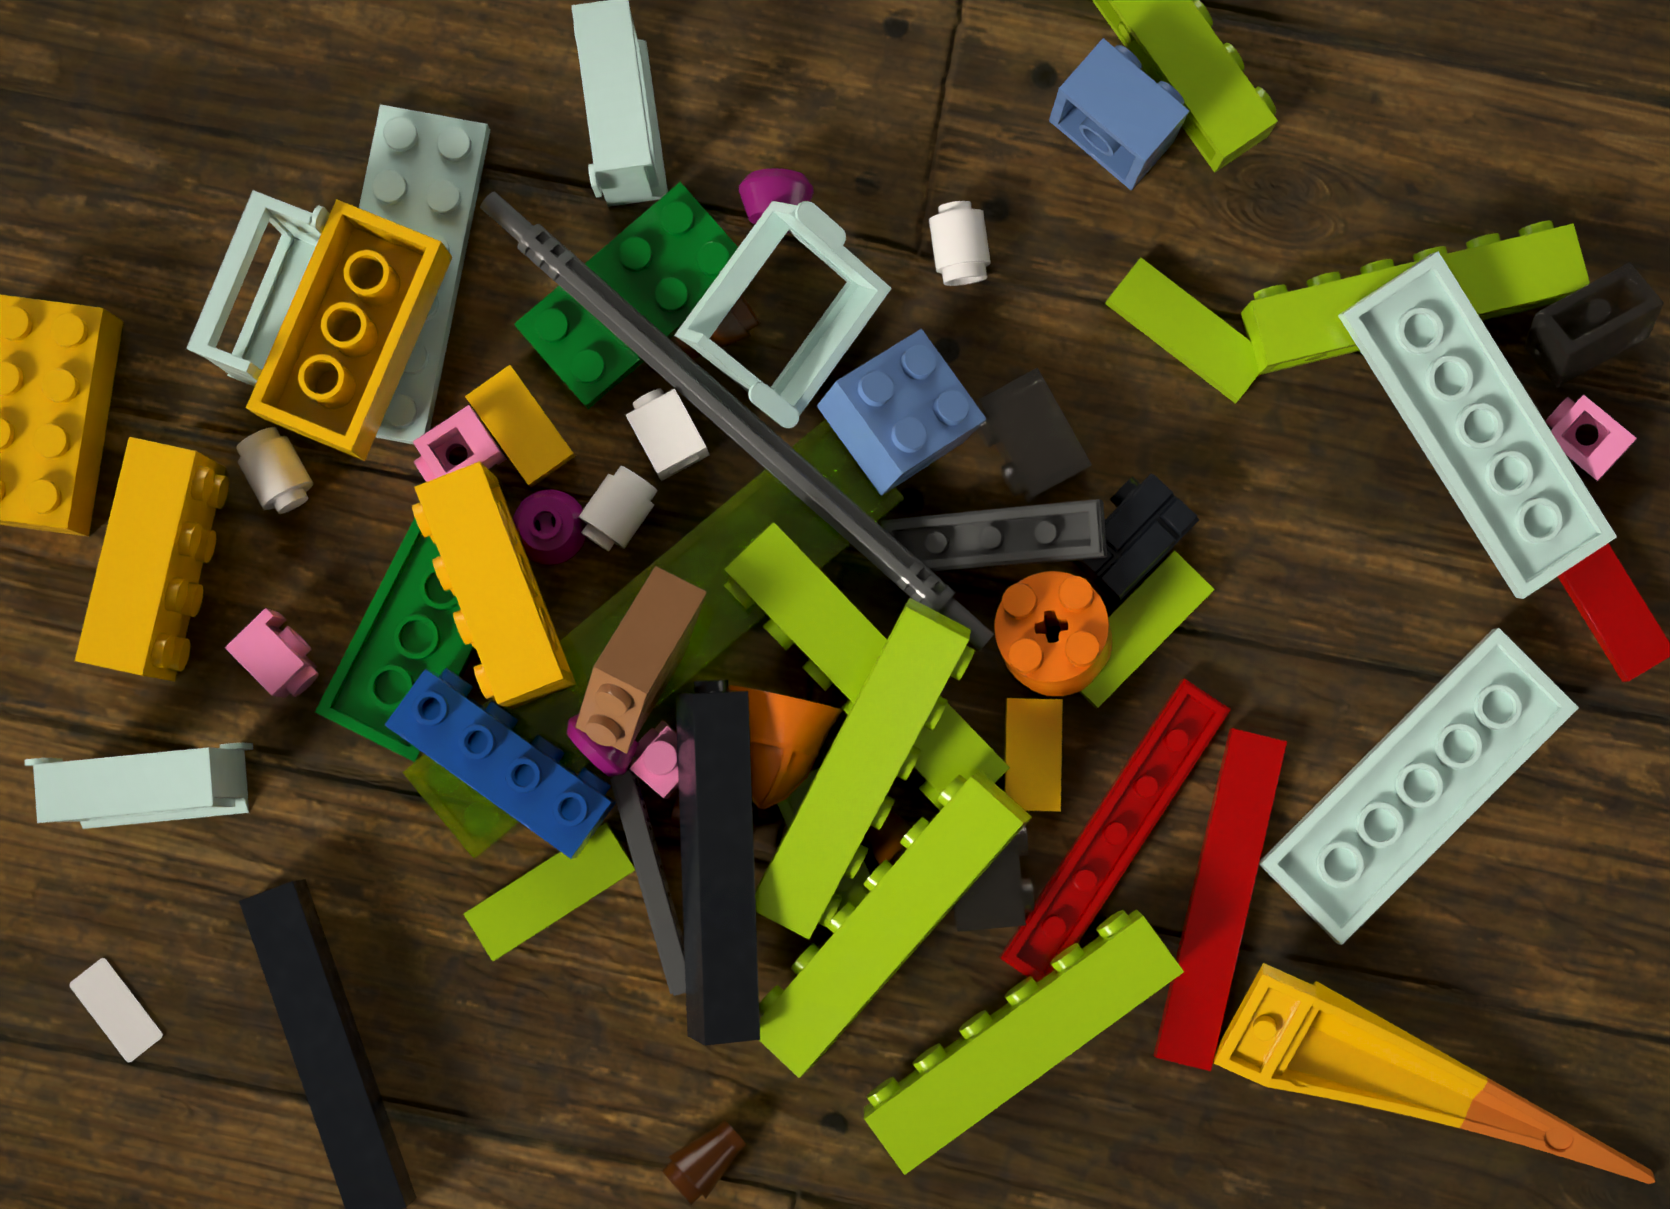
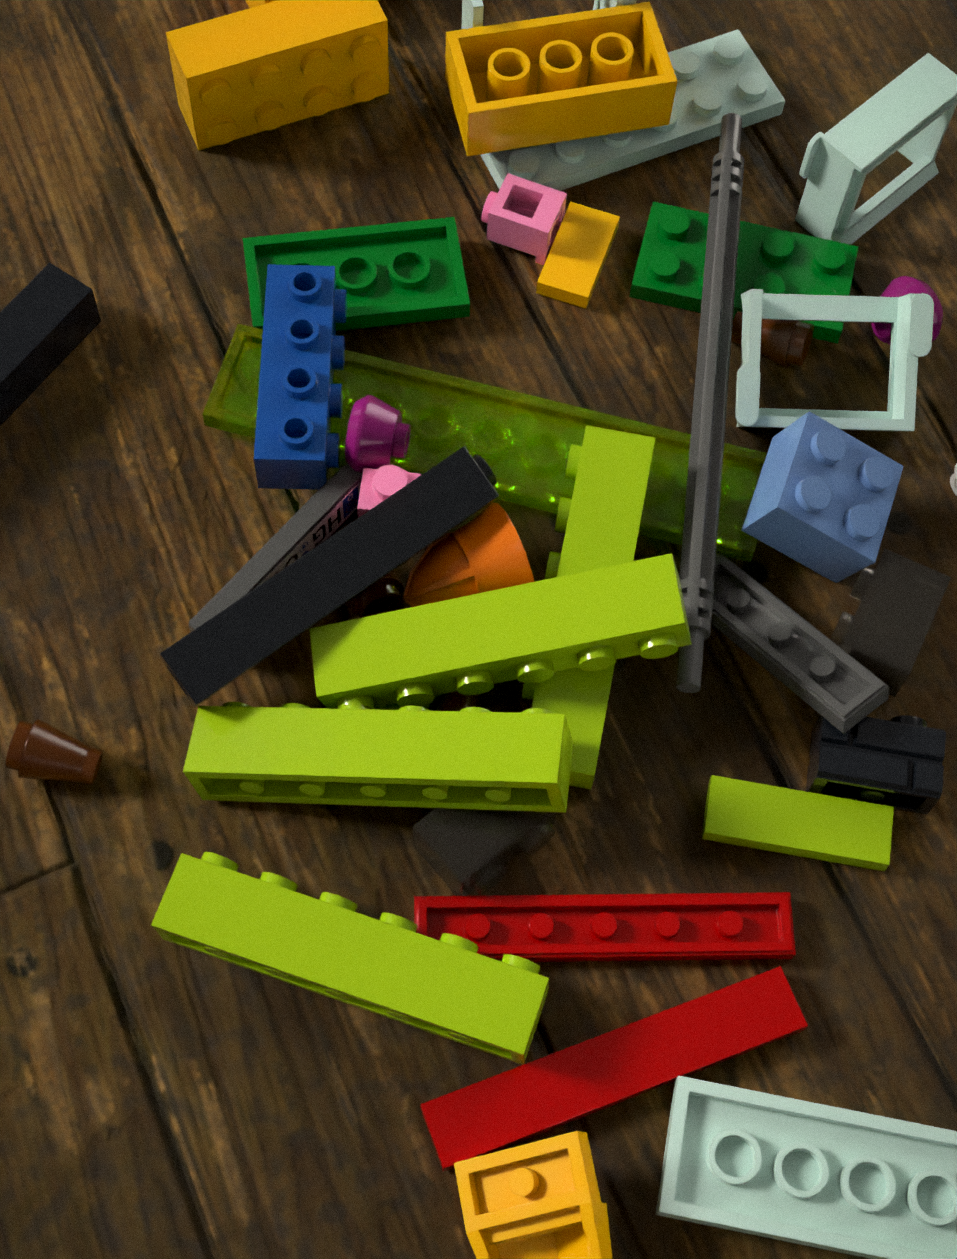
camera: 50 degrees right, 20 degrees down
(142, 786) = (80, 106): light aqua piece -> none
(274, 470) = (411, 111): white brick -> none
(274, 656) = (268, 187): bright pink brick -> none
(493, 585) = (437, 276): yellow brick -> none
(549, 893) = (210, 493): lime tile -> none
(551, 543) = (516, 317): magenta cone -> none
(617, 509) = (569, 351): white brick -> none
(640, 660) = (461, 394): medium nougat brick -> none
(666, 432) = (657, 350): white brick -> none
(1025, 619) = (740, 739): orange brick -> none
(1033, 753) = (619, 806): yellow tile -> none

